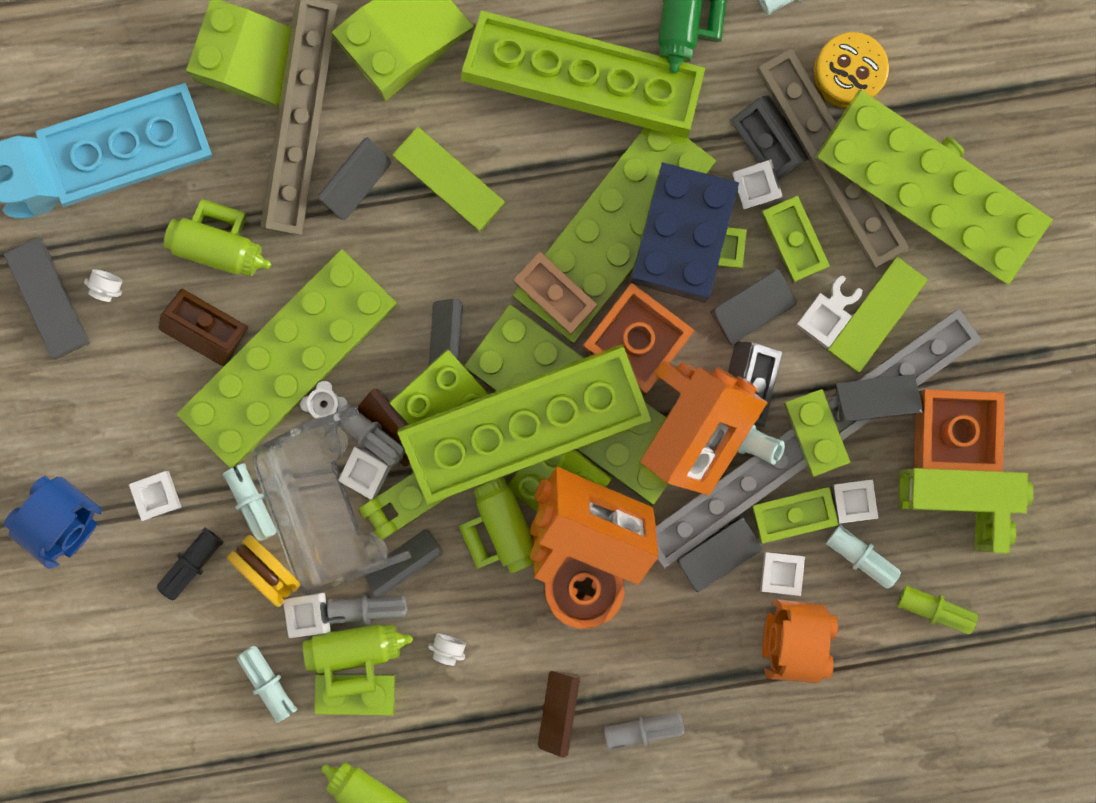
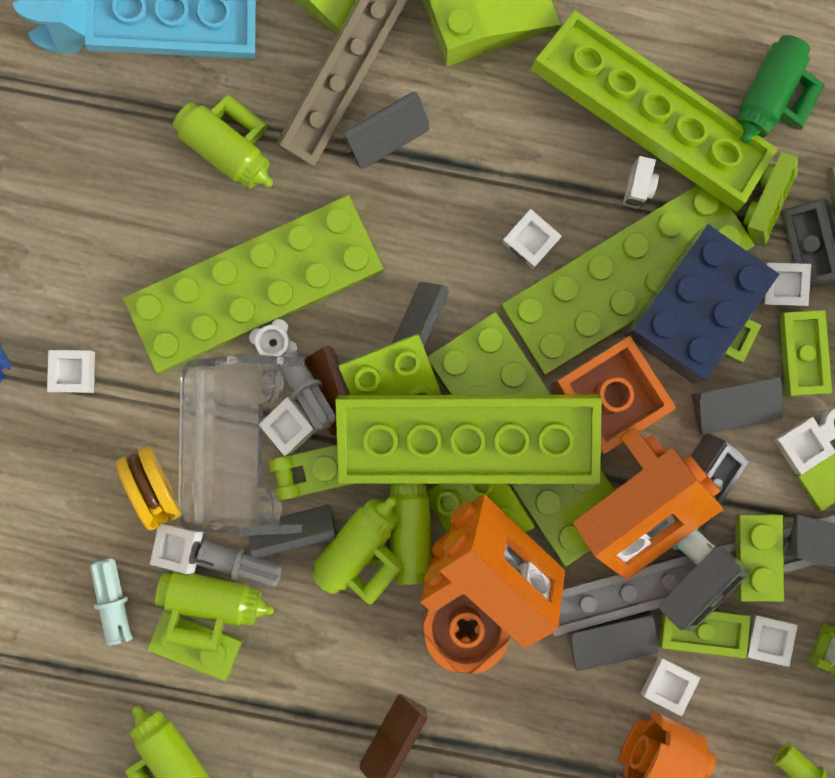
camera: 15 degrees right, 0 degrees up
(46, 298) = (39, 136): dark grey tile -> none
(103, 285) = (99, 143): white plate -> none
(189, 564) = (79, 452): black axle -> none
(202, 327) = (181, 221): reddish brown slope -> none
(250, 502) = (162, 414): light aqua axle -> none
(447, 649) = (305, 635): white plate -> none
(448, 179) = (480, 166): lime tile -> none
(462, 557) = (355, 547): none -> lime piece
(517, 228) = (531, 239): none -> white plate
(555, 293) = (547, 317): medium nougat plate -> none
(596, 142) = (641, 183): none -> white plate
(716, 100) = (776, 184): none -> lime plate
(776, 477) = (703, 589): none -> dark grey slope
(863, 557) = (758, 699): light aqua axle -> none

